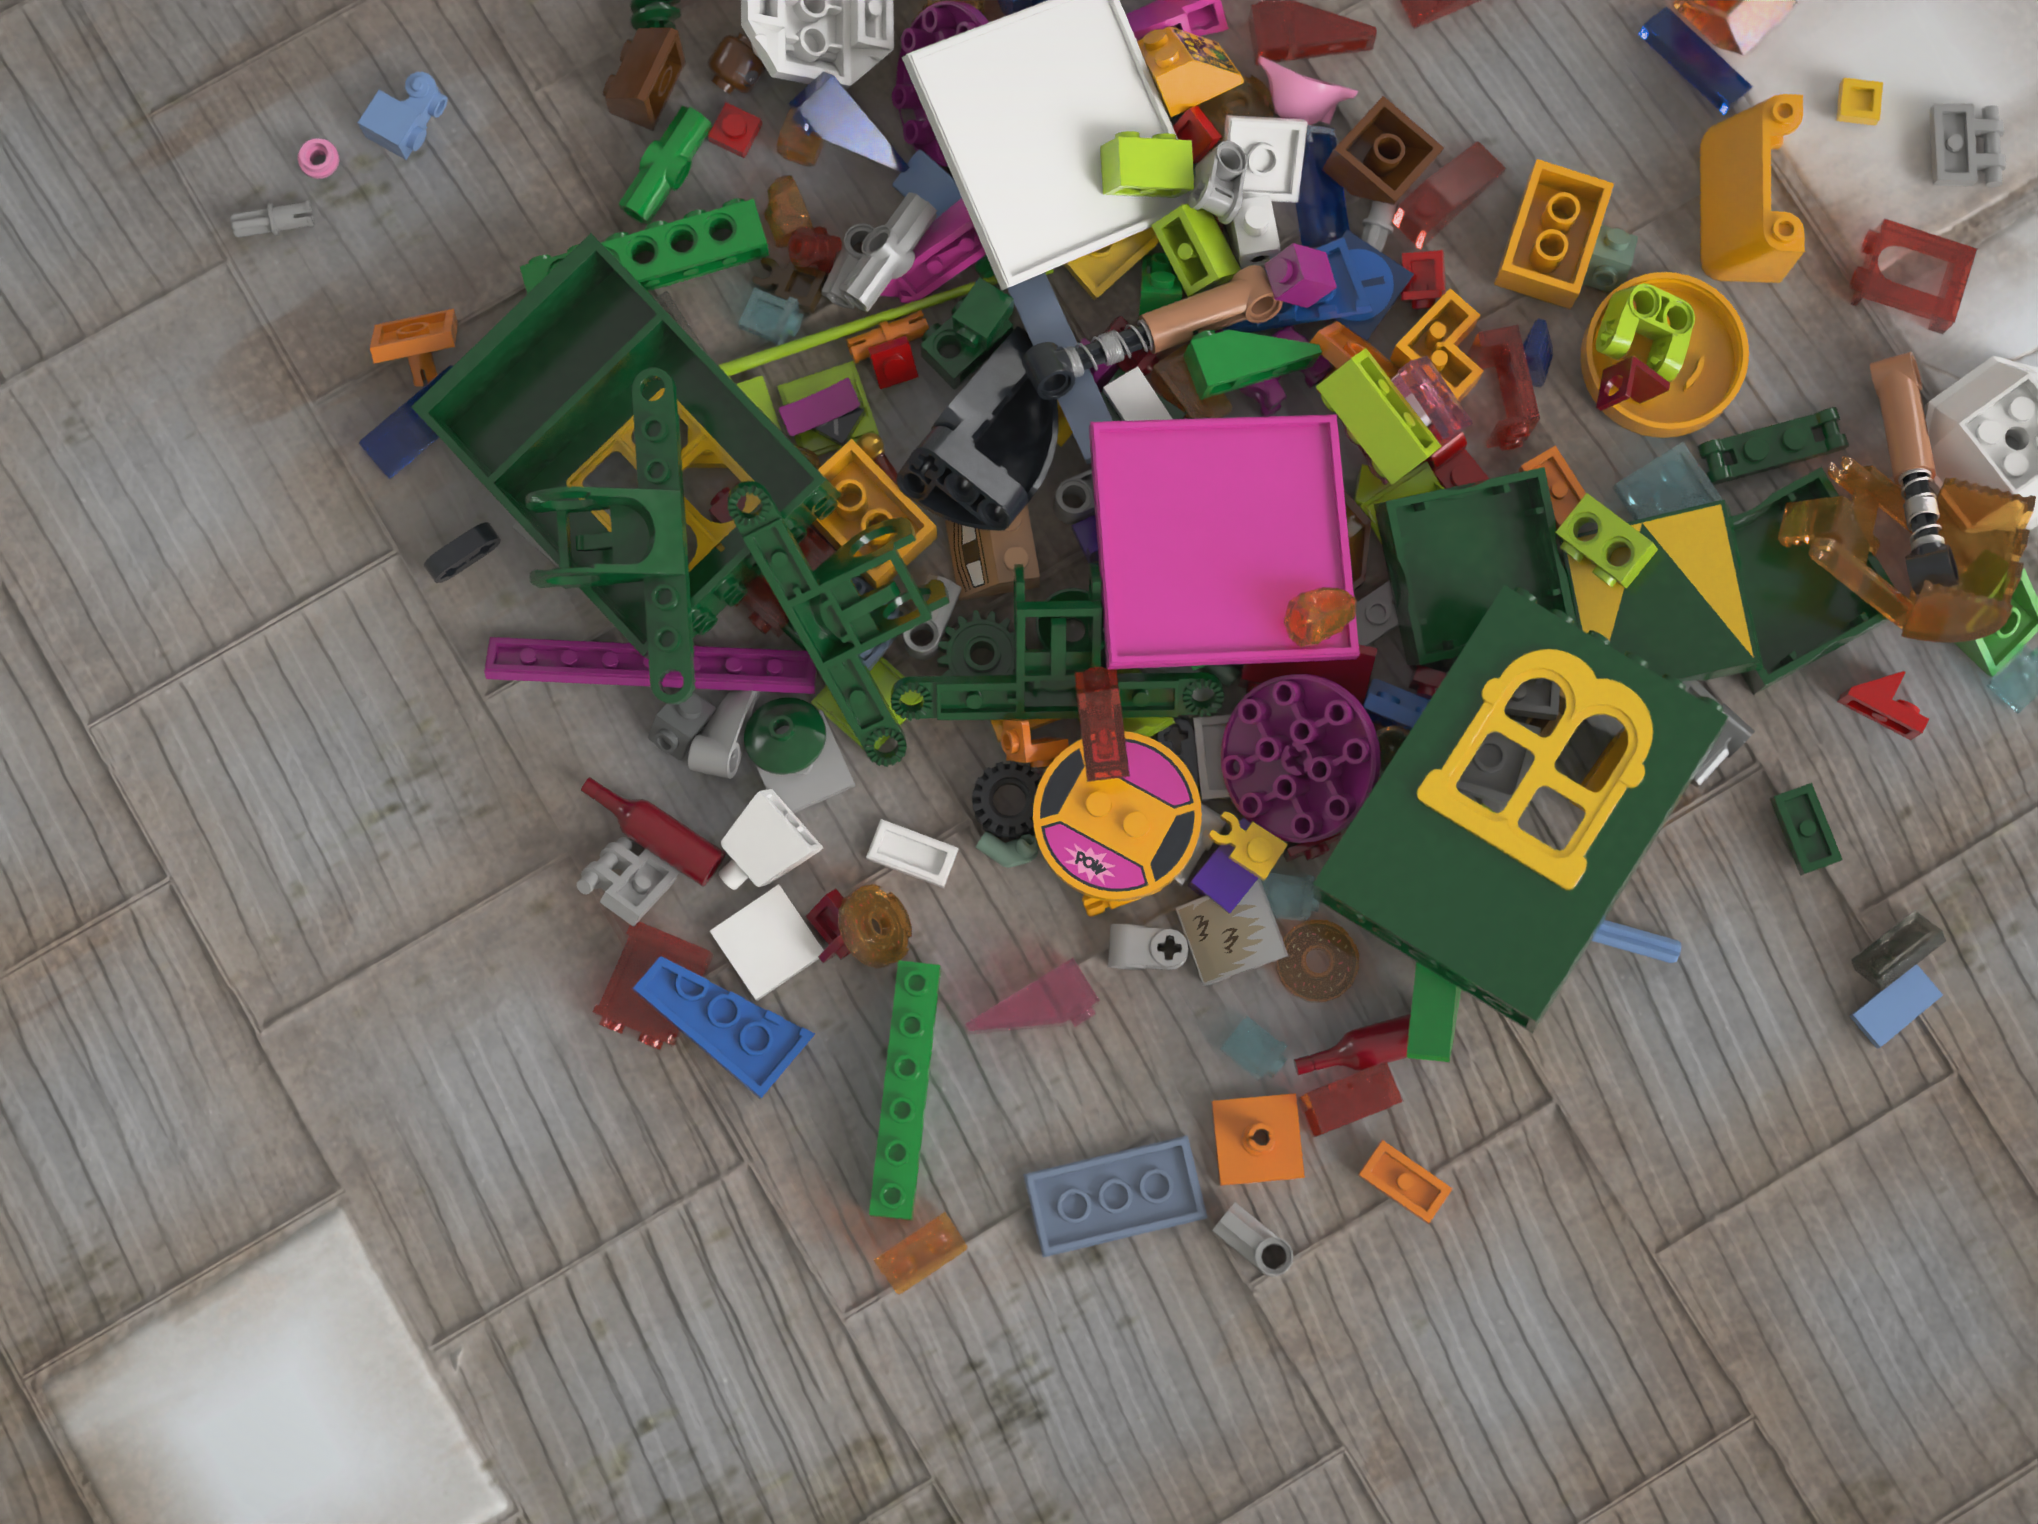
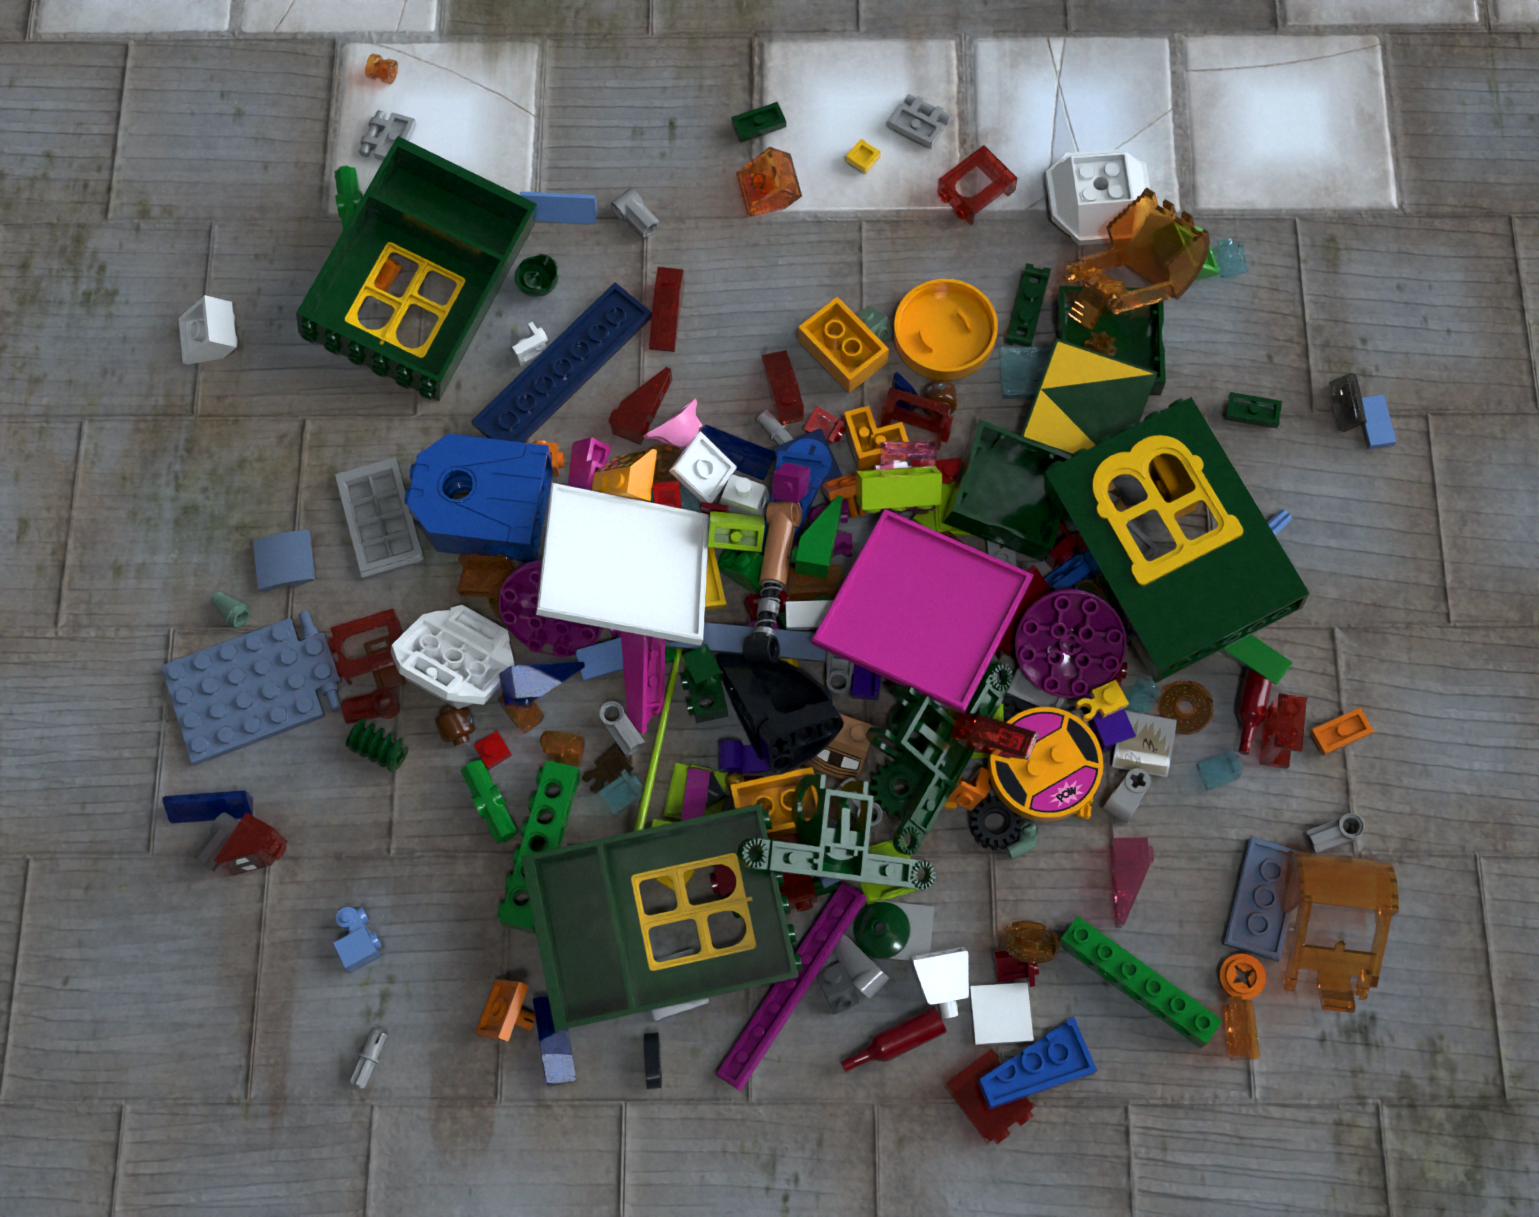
camera: 55 degrees left, 10 degrees down
(314, 148) = (339, 1004): bright pink plate -> none
(636, 889) = (928, 1073): light grey plate -> none
(645, 76) = (427, 780): reddish brown slope -> none
(645, 536) = (728, 931): dark green piece -> none
(813, 248) = (597, 743): clear red brick -> none
(888, 252) = (630, 700): light grey piece -> none
(893, 362) = (693, 739): red plate -> none
(900, 429) = (739, 758): none -> dark purple panel
(911, 326) = (674, 734): orange pin -> none
(912, 853) = (994, 898): white tile -> none
(1011, 1213) = (1243, 963): none -> orange gear
(1147, 165) = (674, 527): lime brick -> none
(1179, 1283) = (1344, 884): none -> clear orange piece
(1220, 181) = (708, 494): light grey piece -> none
(1257, 1139) = (1273, 799): orange tile -> none
(1318, 615) = (1000, 581): clear orange rock -> none
(1382, 155) = (742, 405): reddish brown slope -> none
(1559, 403) = (942, 392): none -> reddish brown head
(1562, 483) = (1003, 420): orange plate -> none
(1611, 534) = (1038, 405): lime brick -> none
(1633, 380) = (953, 350): dark red bracket -> none
(1649, 320) = (922, 320): lime piece -> none
(1695, 60) = (787, 222): clear blue slope -> none
(1737, 228) = (882, 240): light orange windscreen -> none
(1777, 574) = (1101, 343): none -> clear orange gear
(1876, 702) = (1206, 333): red slope -> none
(1913, 468) = (1088, 241): piece -> none

